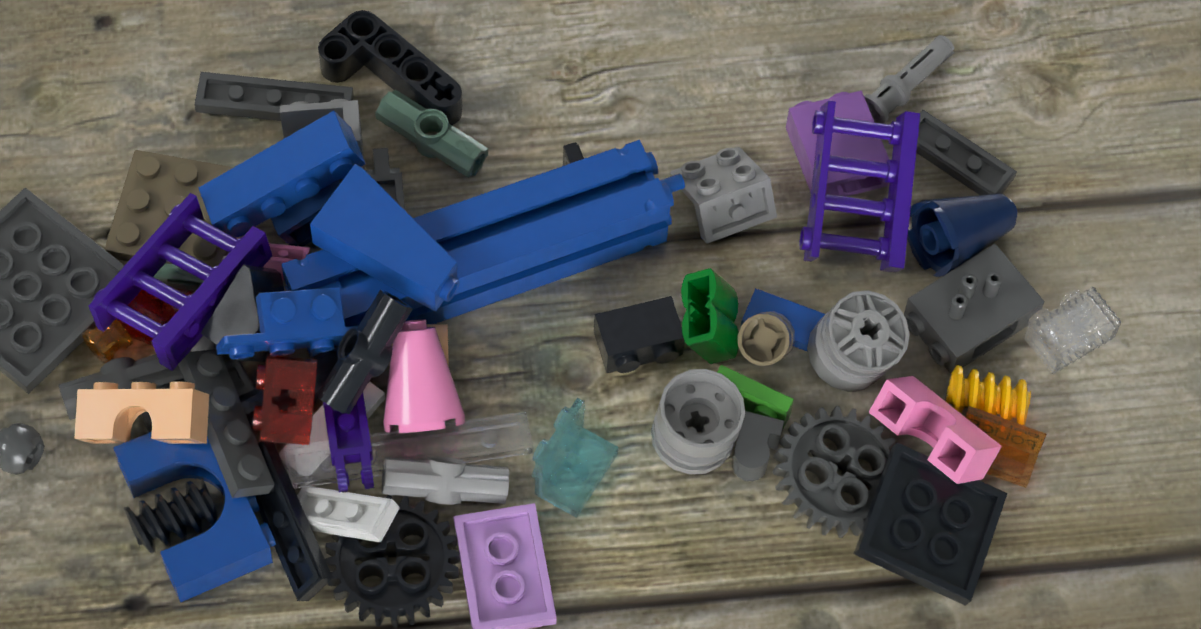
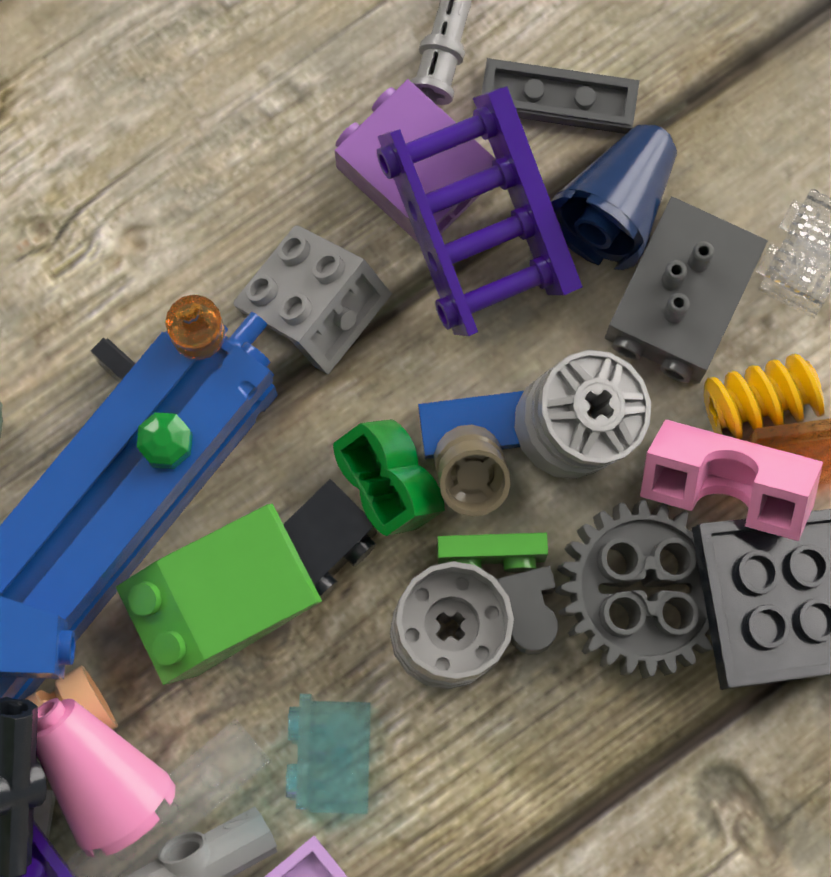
camera: 25 degrees left, 15 degrees up
(558, 326) = (218, 595): none -> bright green slope
(580, 206) = (164, 440): none -> green tile
(638, 161) = (200, 337): none -> clear orange wheel

